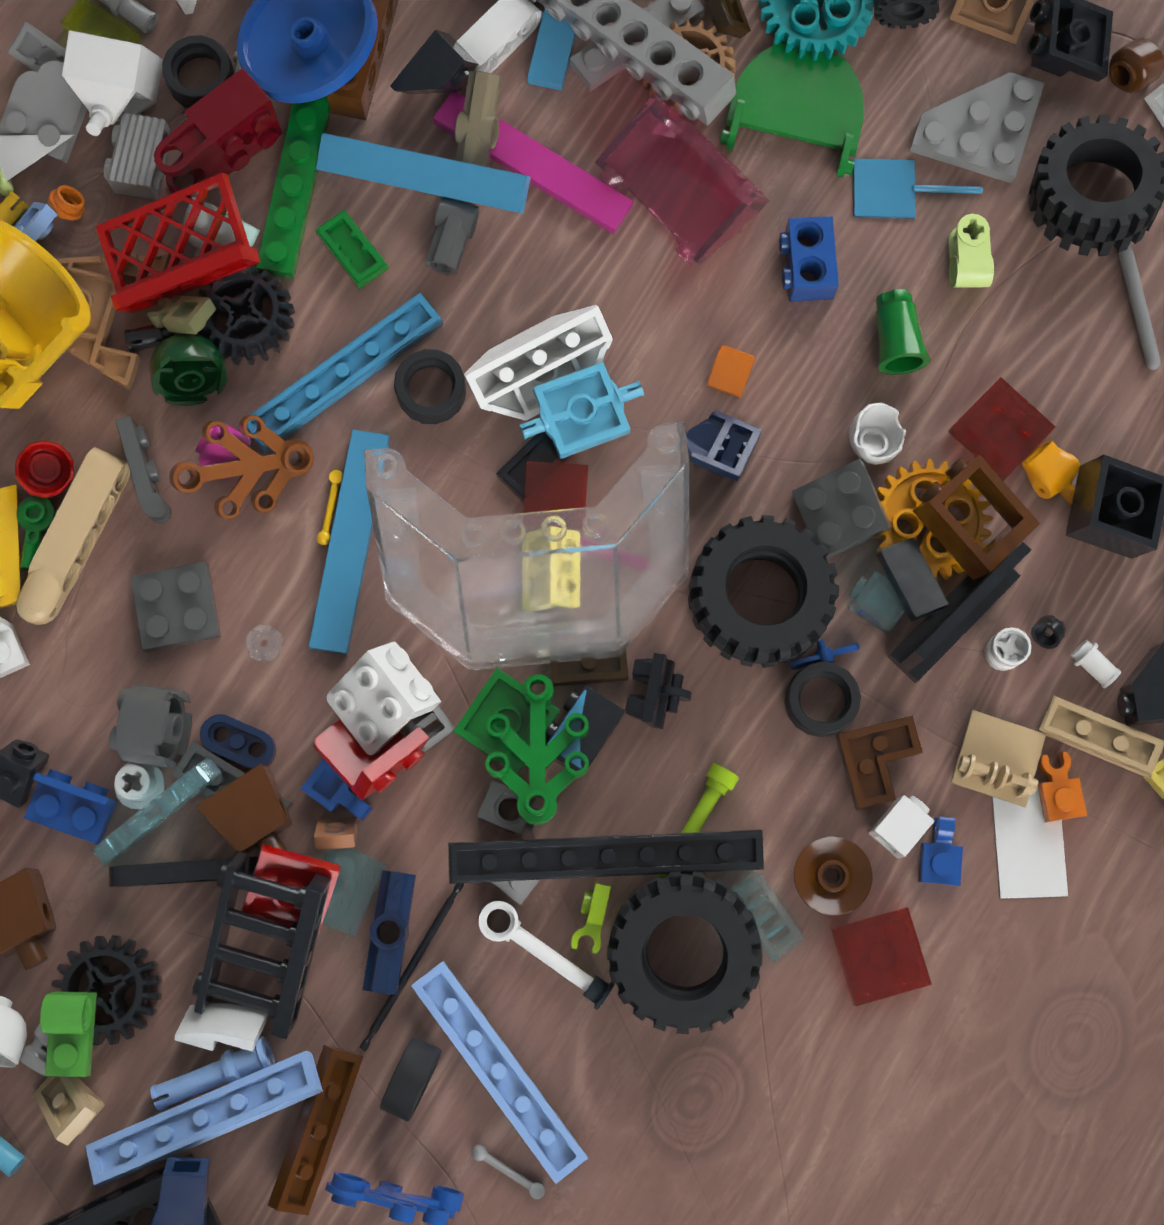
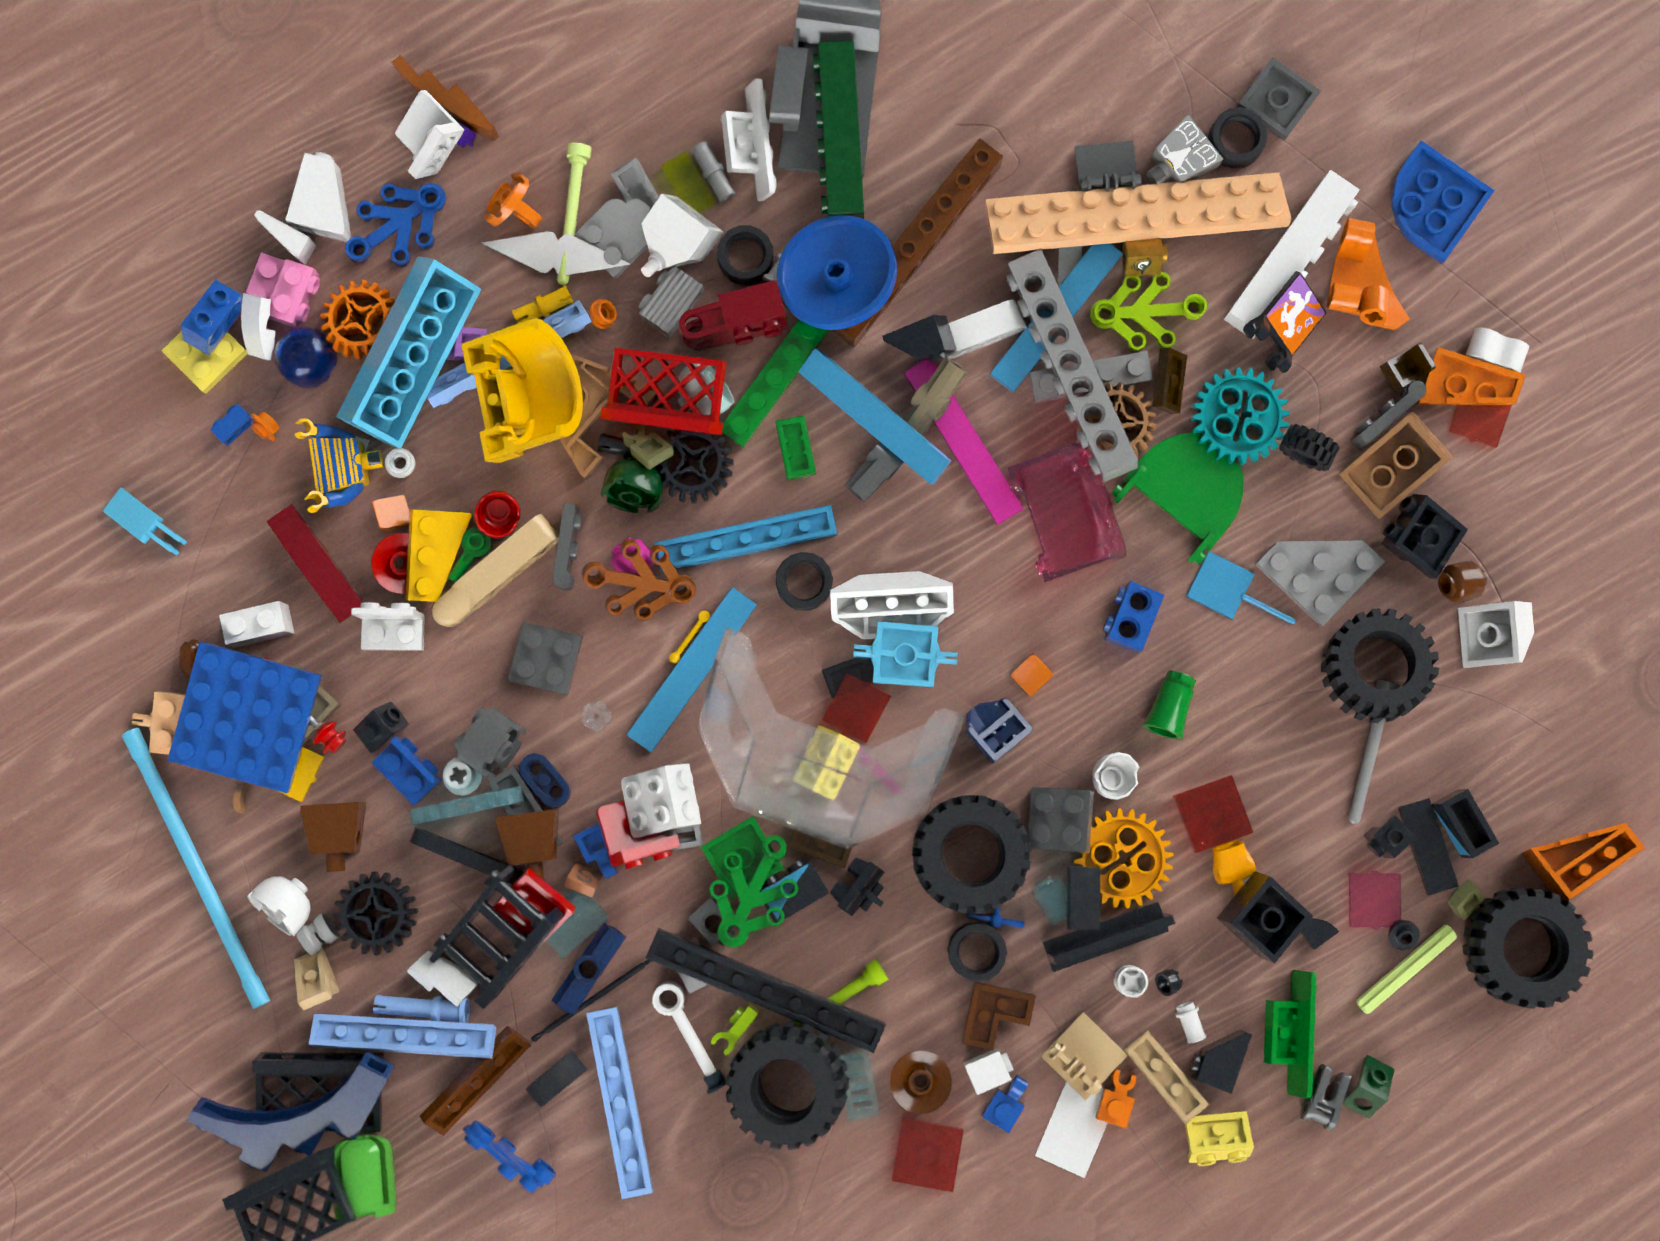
camera: 30 degrees right, 5 degrees up
(70, 1030) = (339, 931): bright green plate -> none
(535, 1188) = (607, 1194): light grey hinge -> none
(954, 537) = (1163, 904): reddish brown window -> none
(970, 259) = (1255, 676): yellowish green piece -> none

